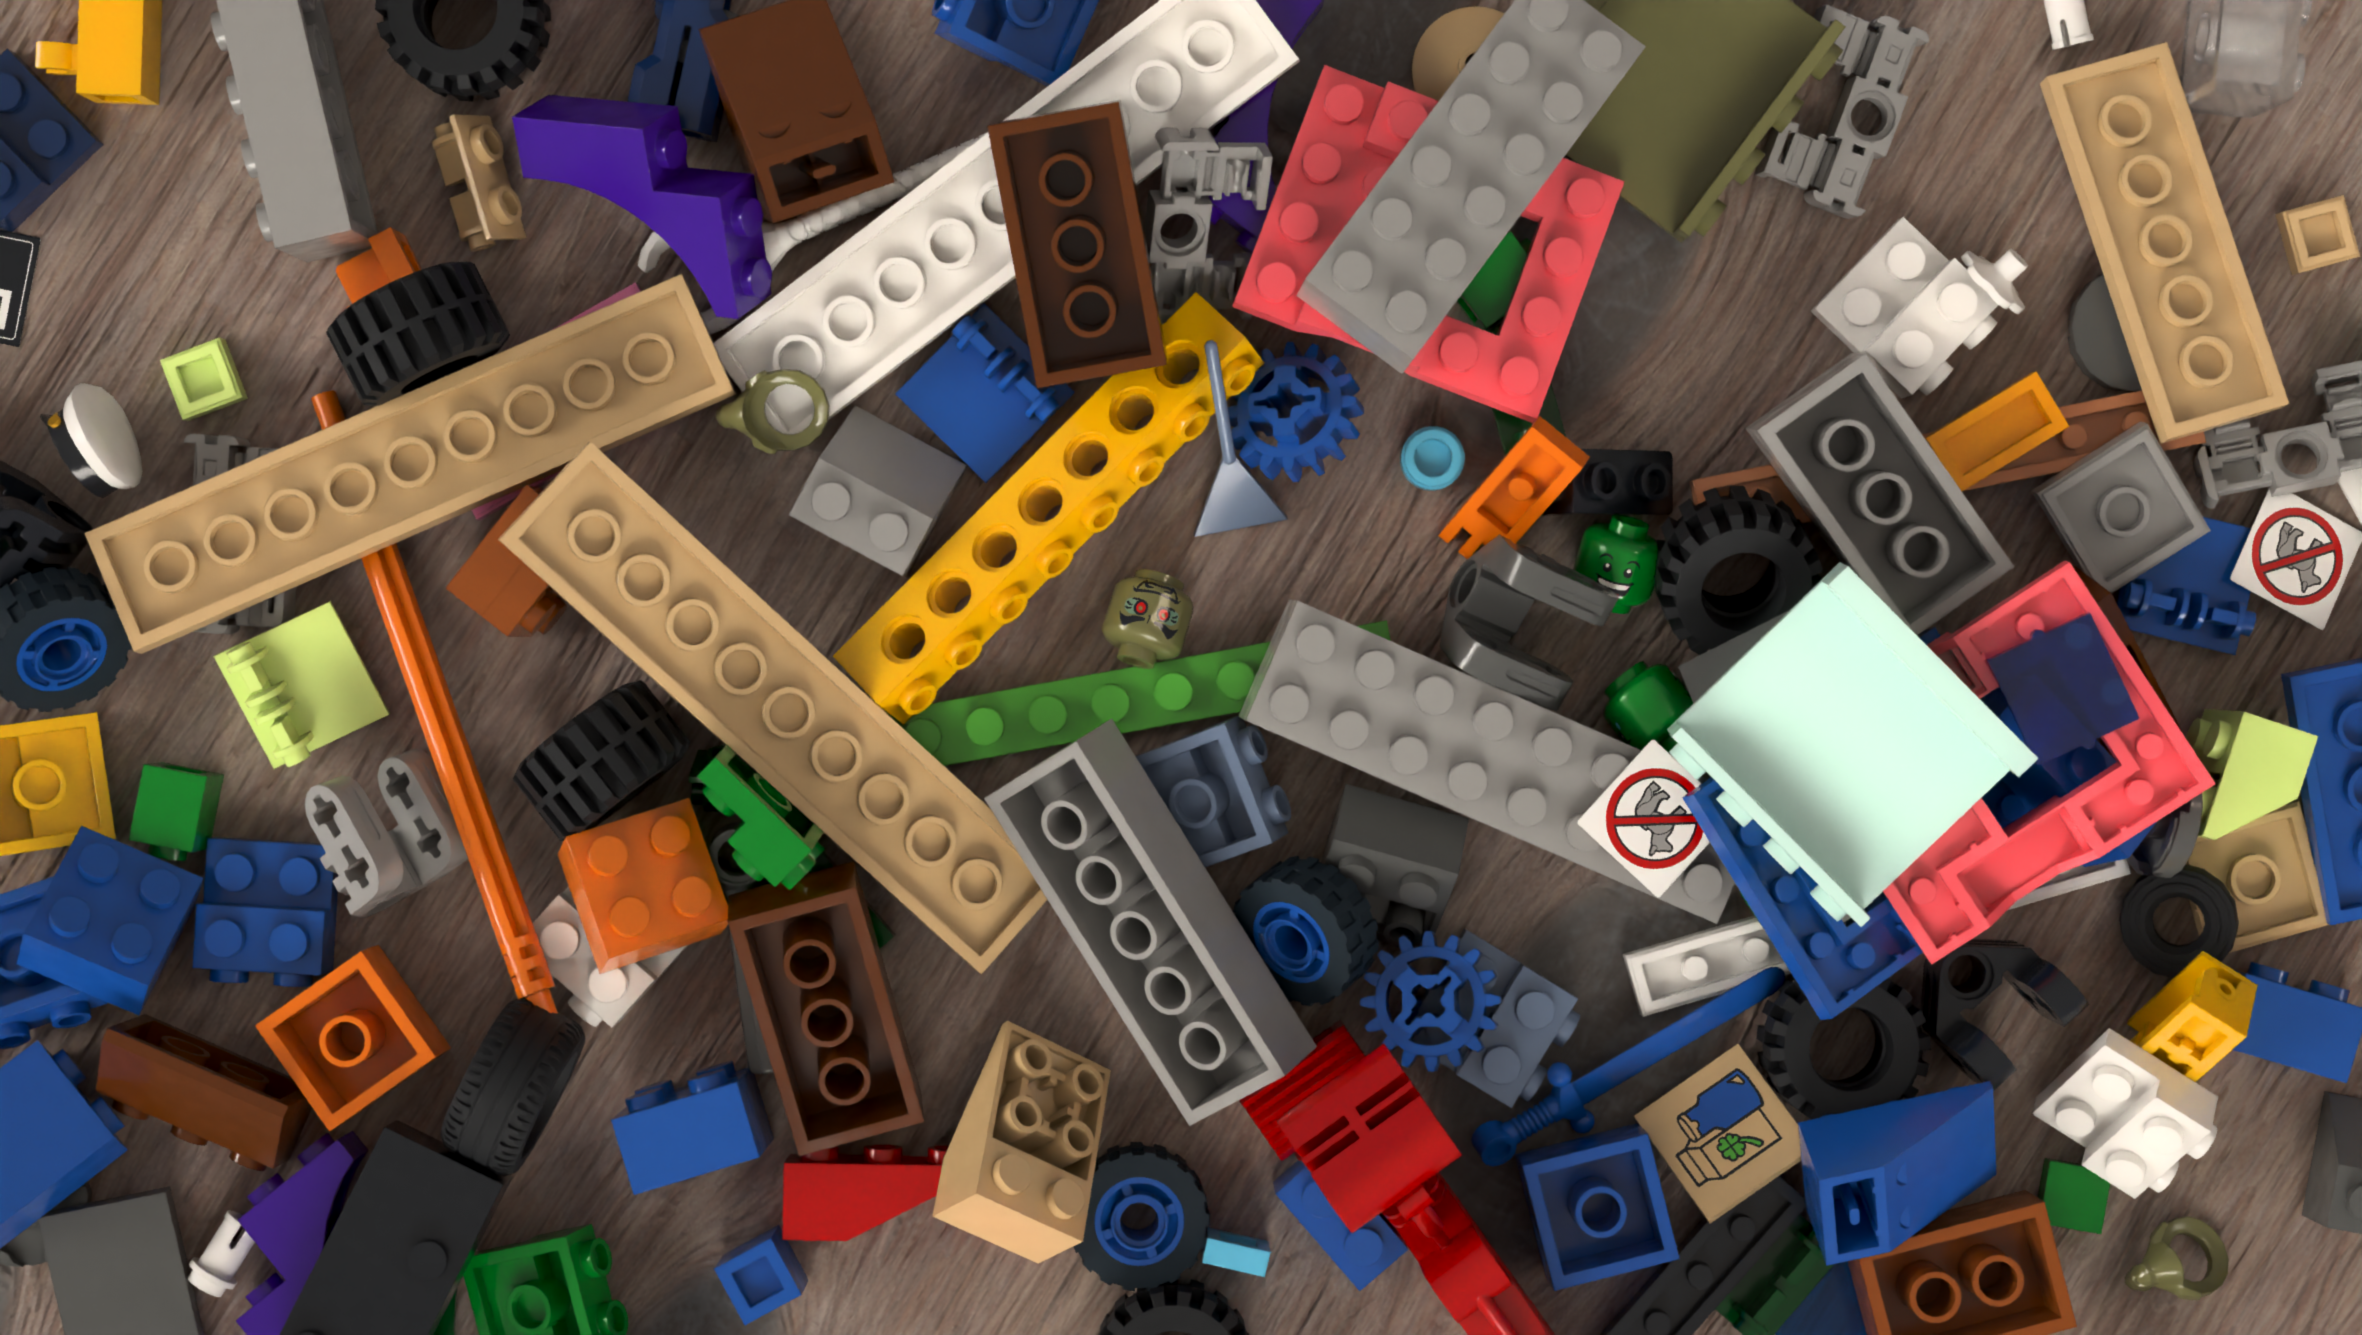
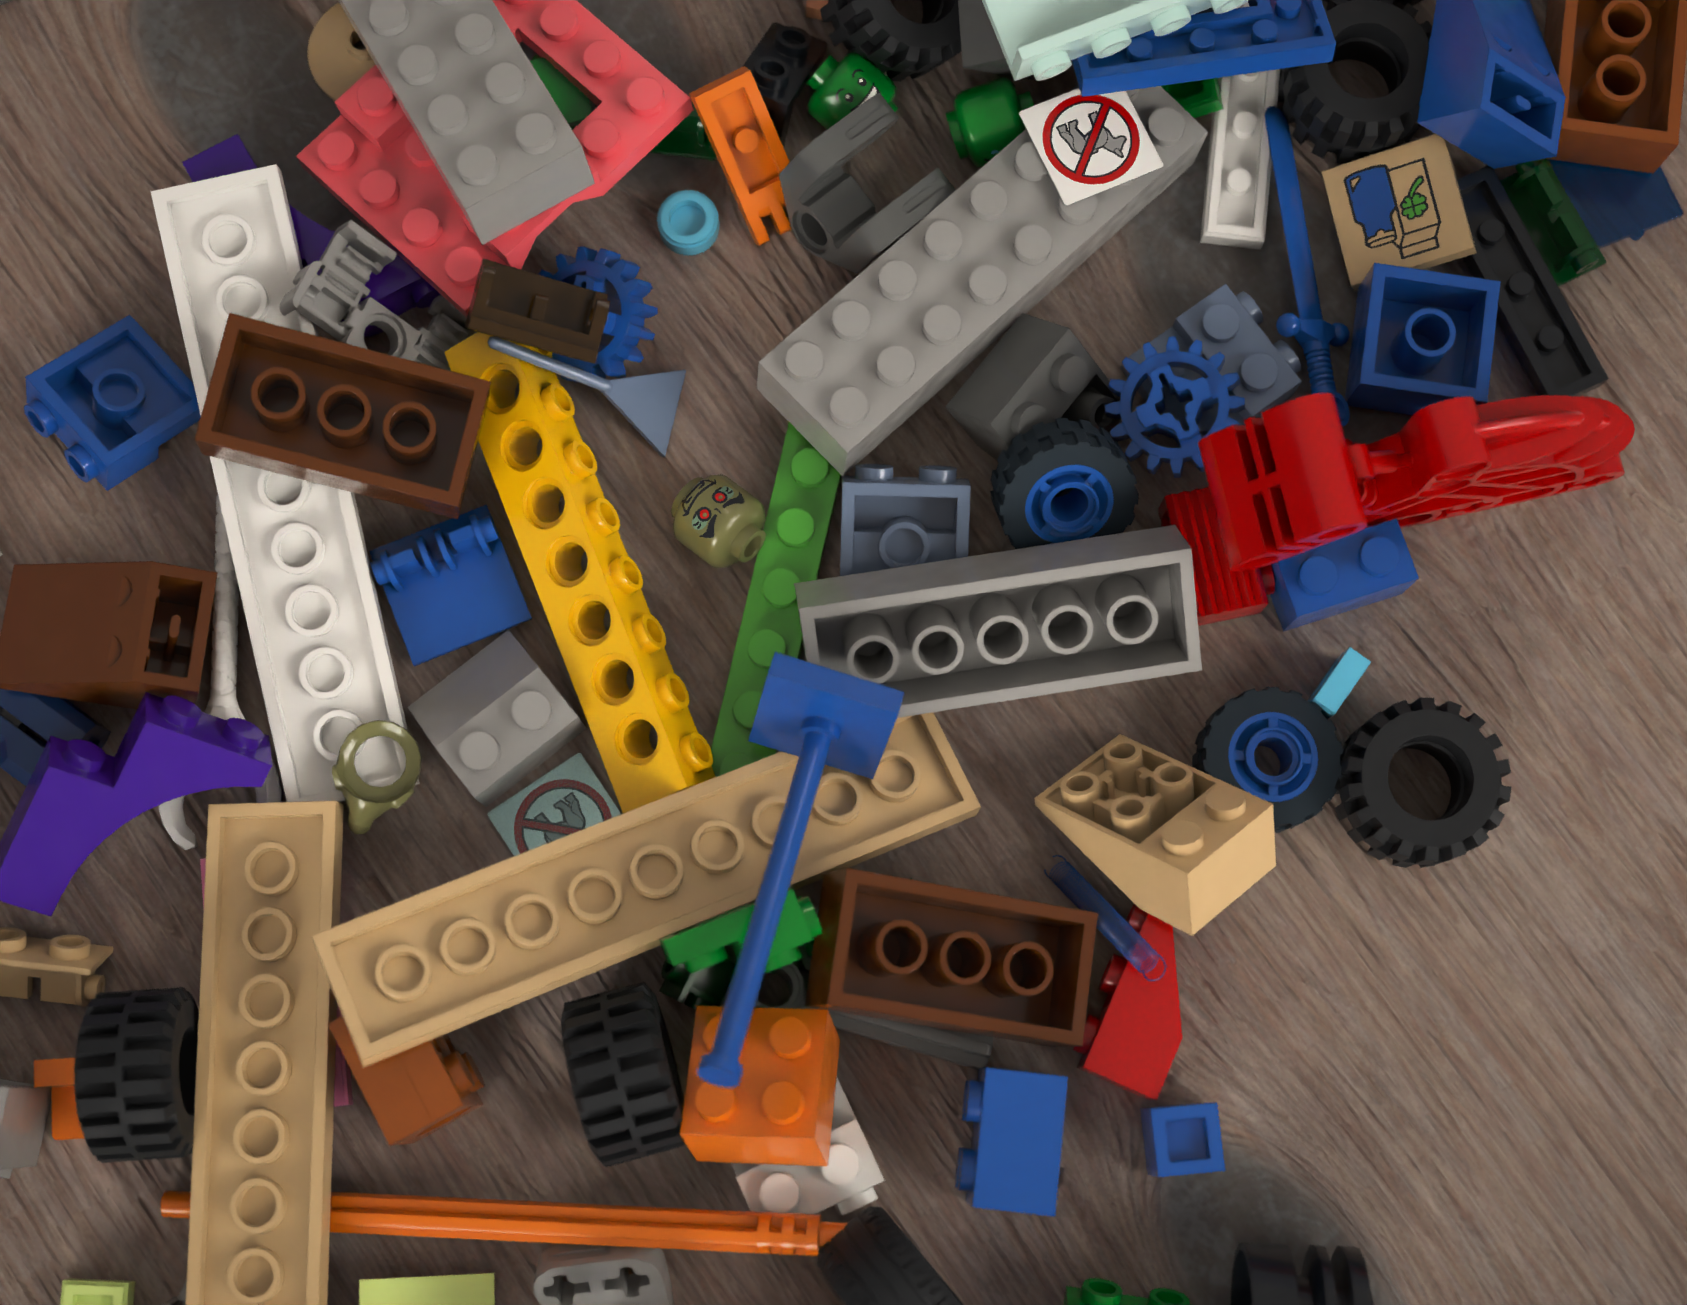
camera: 65 degrees left, 10 degrees down
(815, 588) = (553, 807): none -> clear light blue sticker
(936, 1134) = (1093, 907): none -> blue piece
(985, 807) = (824, 722): none -> blue tile
(1256, 374) = (538, 311): none -> dark brown hinge

